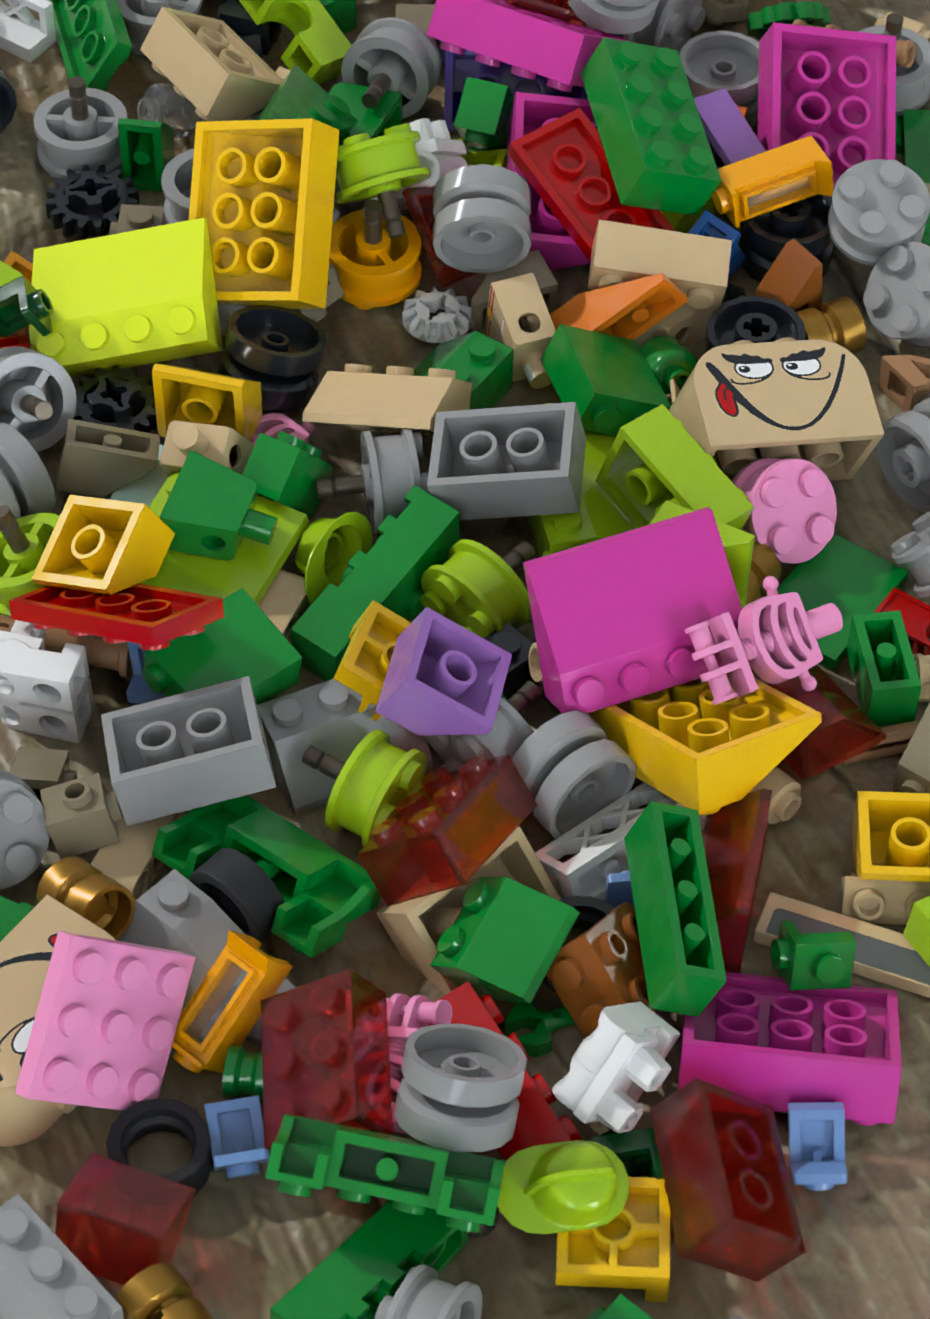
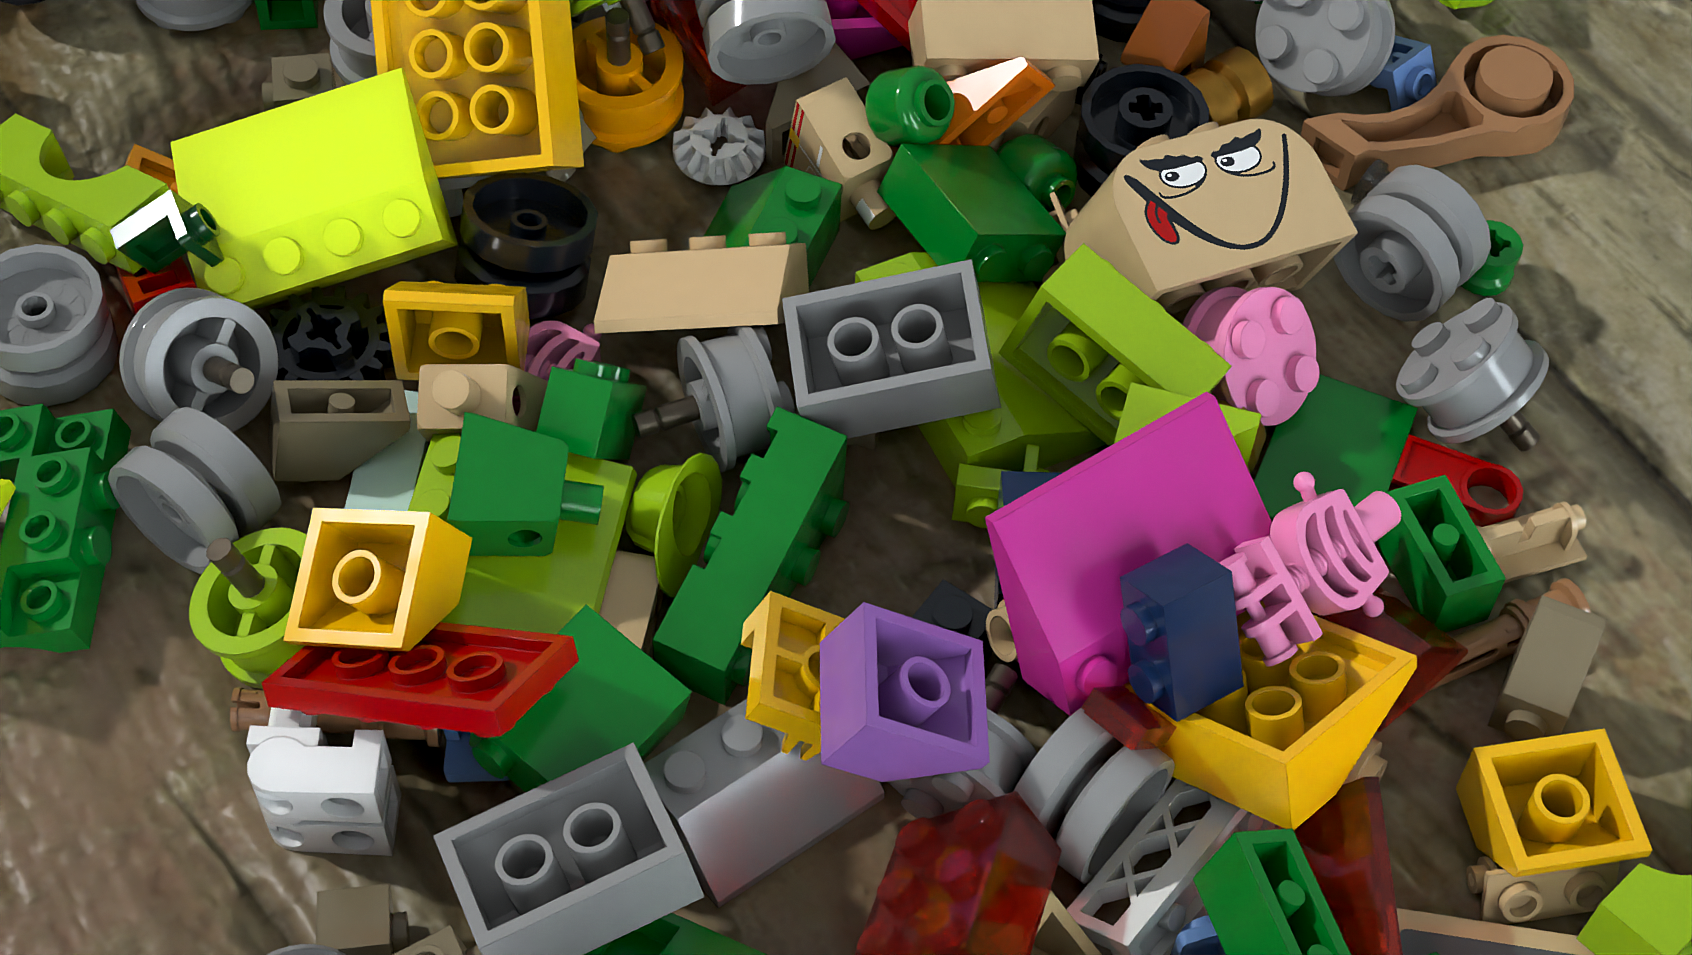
camera: 15 degrees left, 5 degrees up
(89, 201) = (223, 57): black gear -> none
(368, 783) = (825, 862): lime wheel -> none
(479, 587) = (891, 539): lime wheel -> none
(573, 298) = (909, 106): none -> green head
(603, 722) = (1128, 718): none -> clear red tile
(650, 667) = (1181, 632): none -> dark blue brick

